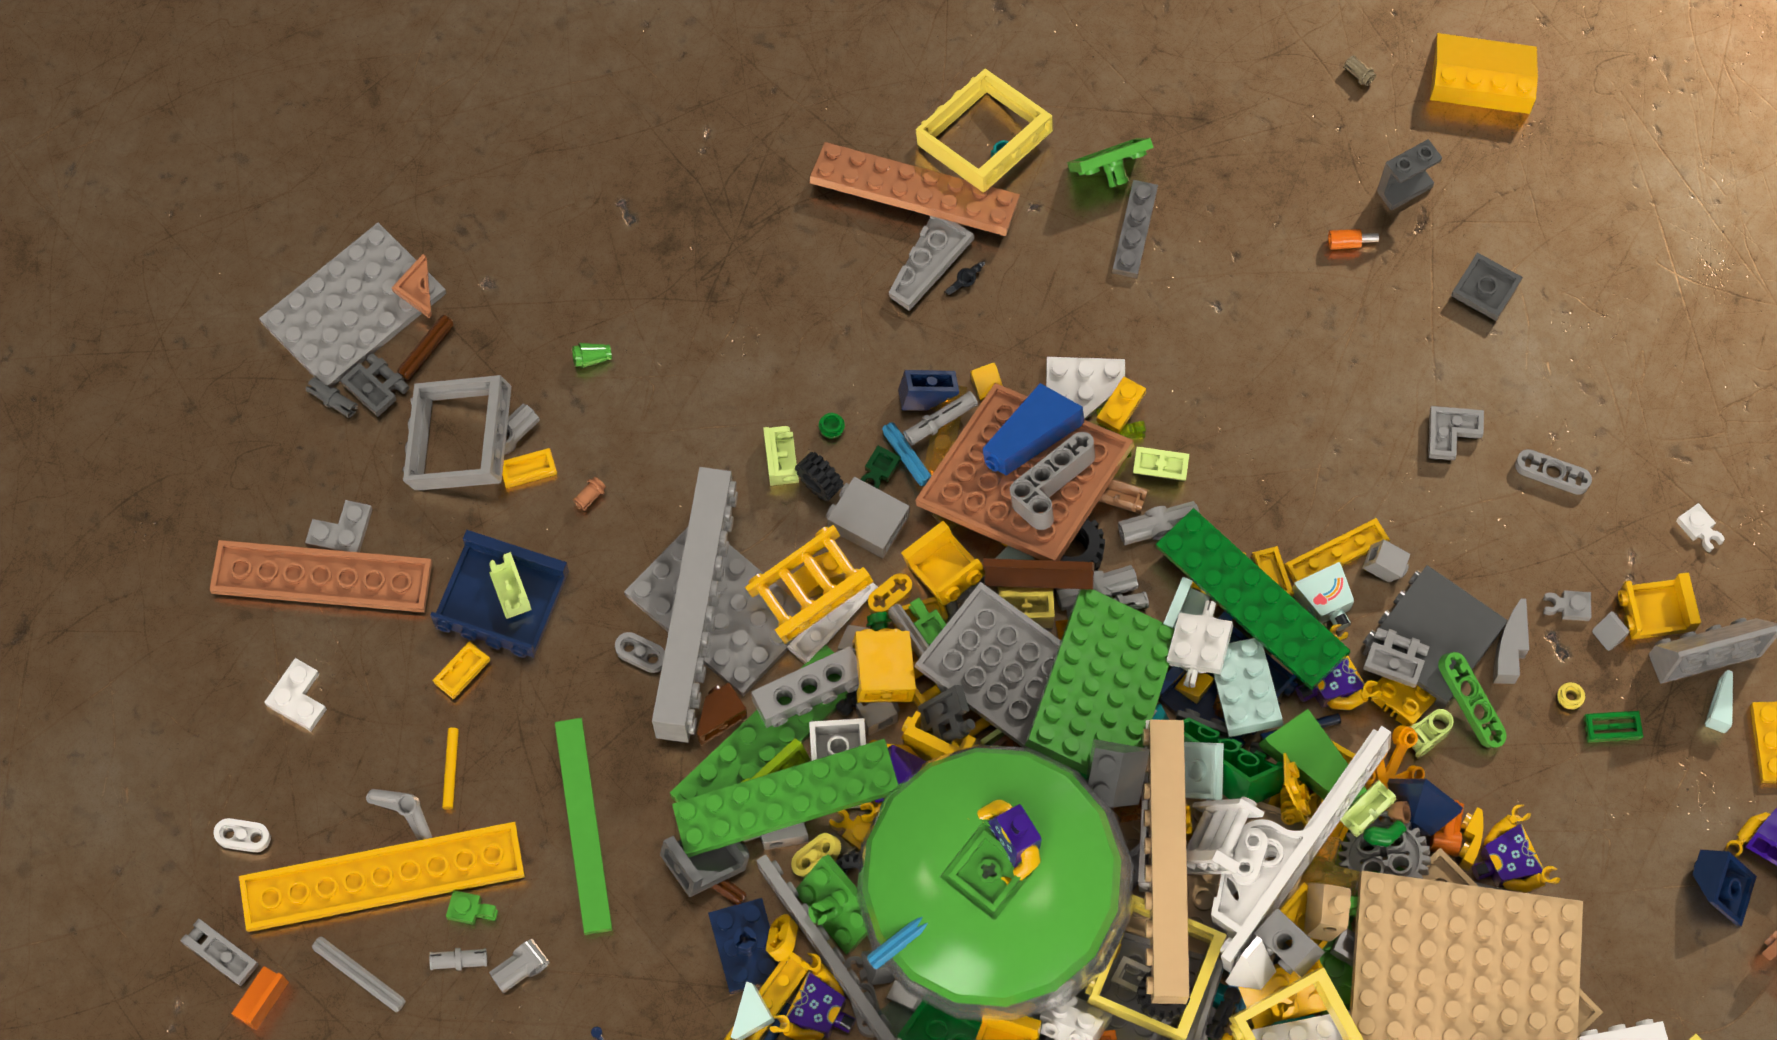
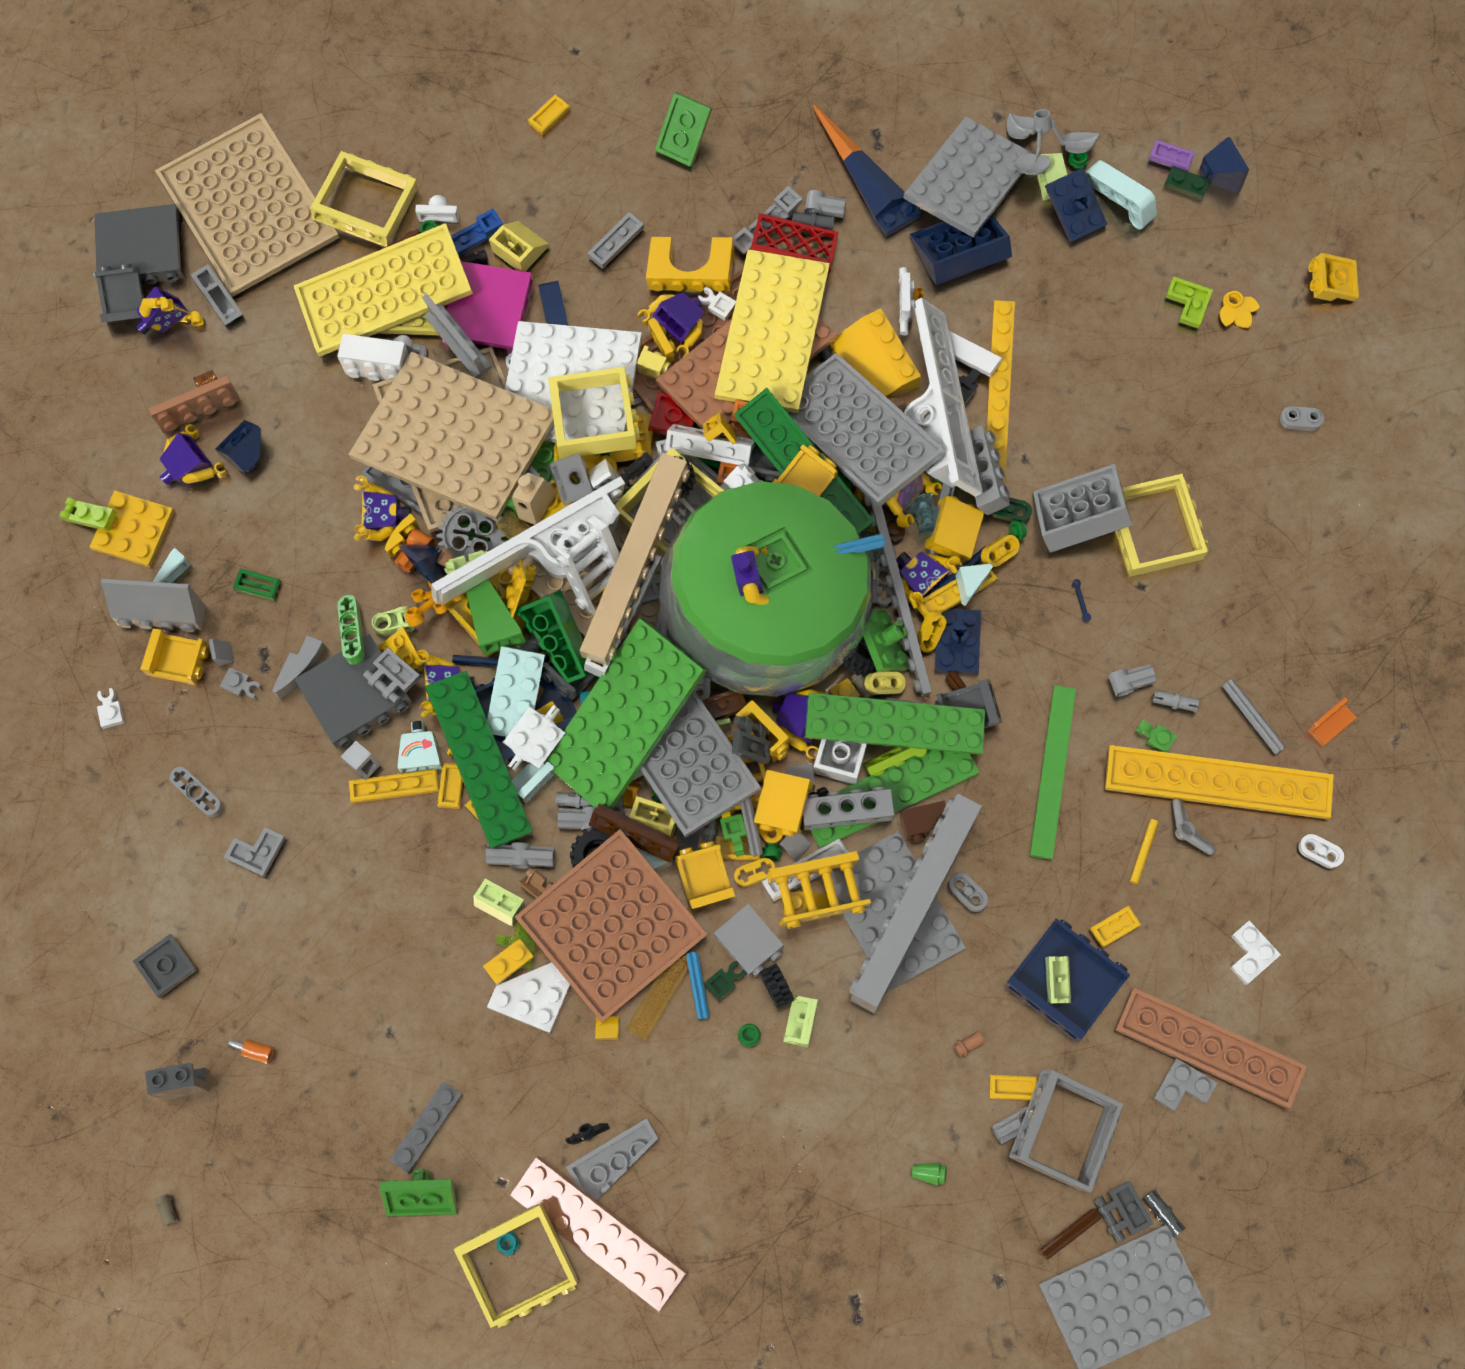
camera: 155 degrees left, 5 degrees up
(220, 953) = (1357, 766): light grey plate -> none
(414, 286) = (1066, 1290): nougat tile -> none
(926, 388) = (659, 1033): dark blue slope -> none
(932, 423) = (685, 994): light grey pin -> none
(1031, 429) = (588, 957): blue slope -> none
(1076, 454) = (590, 901): light grey beam -> none
(1117, 772) = (648, 625): dark grey slope -> none
(1203, 770) = (575, 625): light aqua plate -> none
(1384, 836) = (466, 542): green arm -> none
(1484, 73) = (60, 1169): yellow slope -> none
(1574, 689) = (271, 611): light yellow plate -> none

